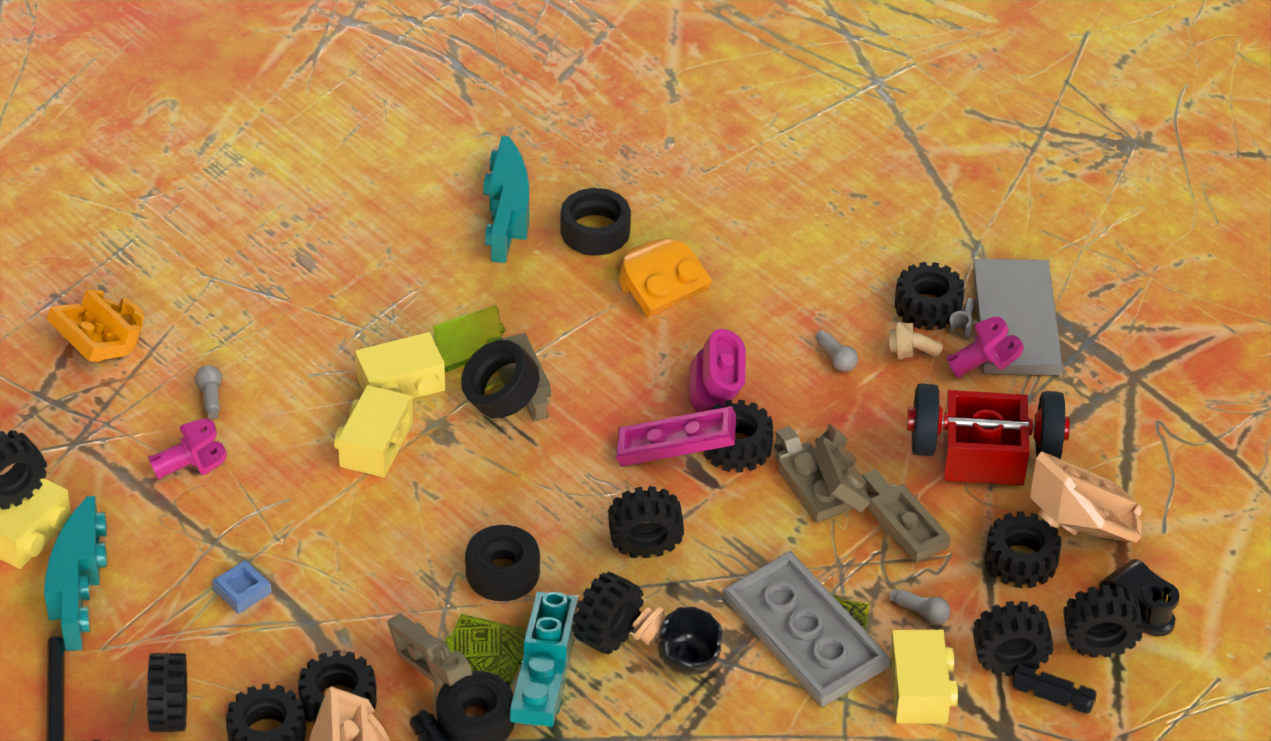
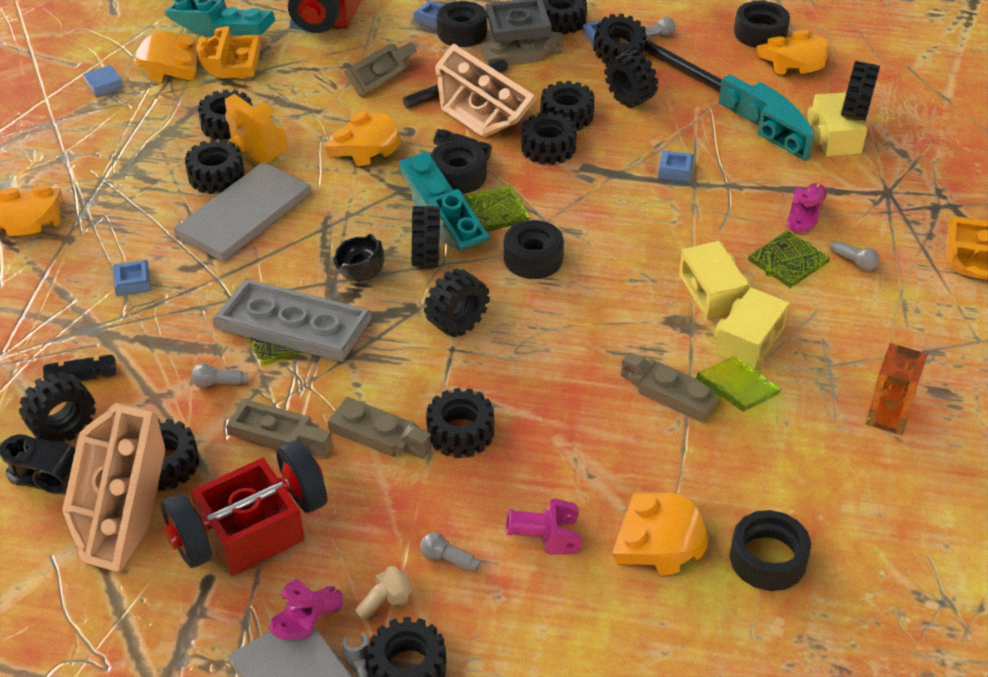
camera: 145 degrees right, 0 degrees up
(267, 430) = (788, 258): none -> clear neon green piece
(367, 242) = (896, 389): none -> clear orange brick
(426, 652) = (512, 158): dark tan hinge -> none
(507, 199) = (866, 532): teal slope -> none
(513, 395) = (669, 347): black tyre -> none
(649, 624) = (397, 260): light nougat plate -> none
(676, 436) = (498, 381): dark pink tile -> none
(717, 370) = (516, 446): dark pink brick -> none
(745, 321) = (545, 526): none -> dark pink piece
(839, 469) = (352, 427): dark tan hinge -> none
(921, 677) = (182, 319): light yellow brick -> none
(1012, 637) = (114, 349): black tyre -> none

